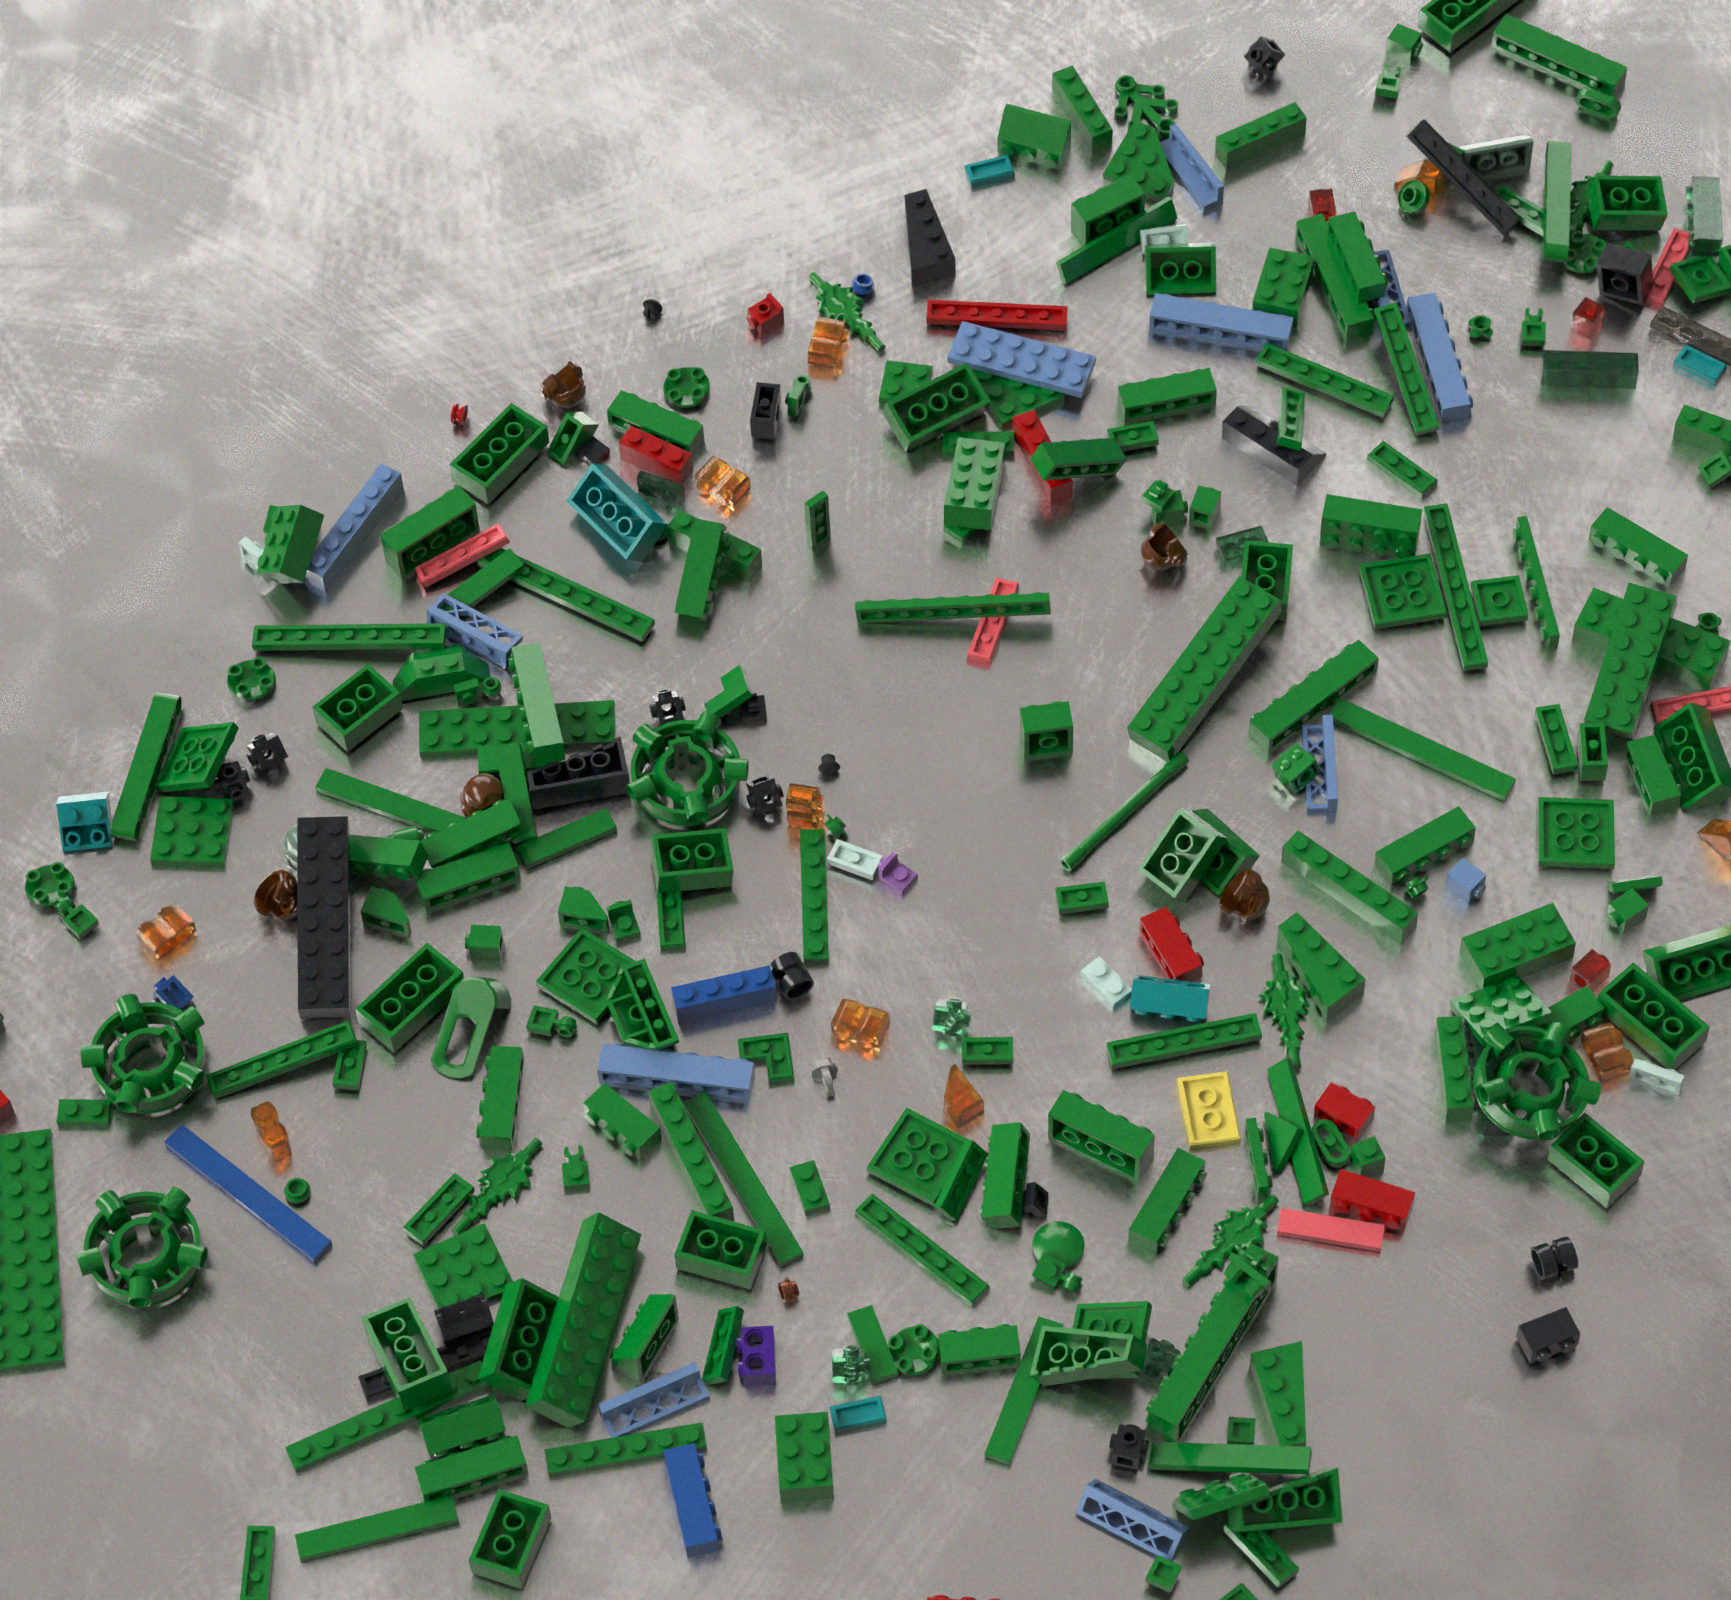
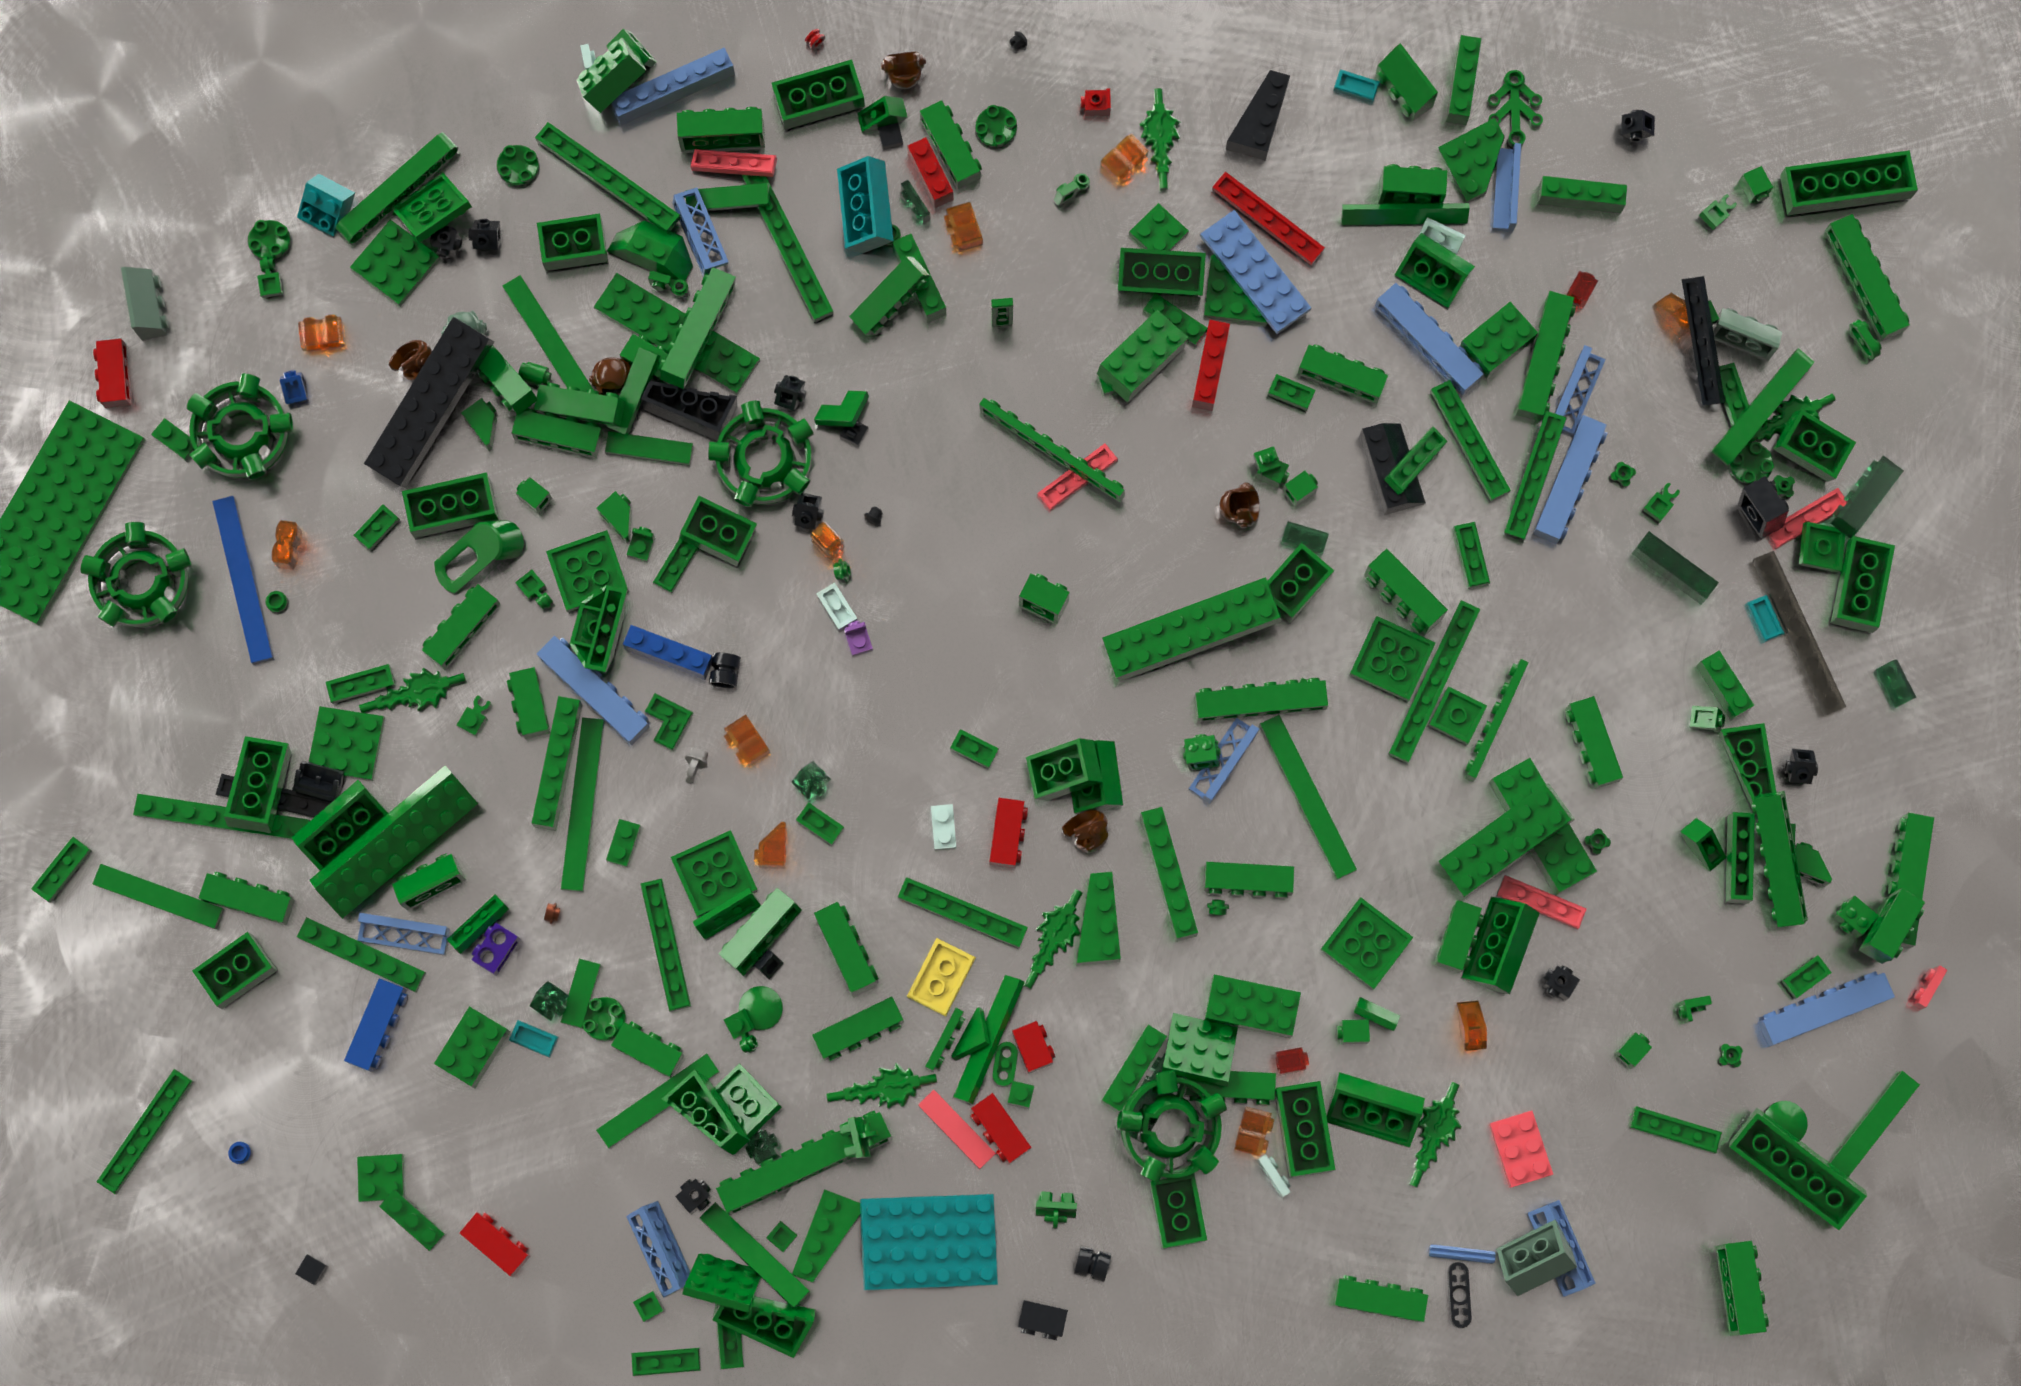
camera: 30 degrees right, 20 degrees up
(282, 1059) = (332, 492): green tile -> none
(461, 1425) = (261, 861): green slope -> none
(720, 1249) = (524, 851): green brick -> none
(765, 410) = (1036, 188): black brick -> none
(814, 896) = (789, 615): green plate -> none
(862, 284) = (1188, 124): blue plate -> none
(1078, 458) = (1230, 389): green brick -> none
(1079, 852) = (999, 710): green piece -> none
(1170, 997) = (975, 873): teal brick -> none
(1357, 257) = (1567, 356): green brick -> none
(1386, 1338) = (928, 1242): none -> teal plate
(1414, 197) = (1657, 328): green plate -> none
(1466, 881) = (1257, 927): medium blue brick -> none
(1482, 1235) = (1056, 1211): none -> green hips
(1556, 739) = (1411, 857): green plate -> none
(1587, 318) = (1708, 523): clear red brick -> none
(1592, 751) = (1426, 889): green brick -> none

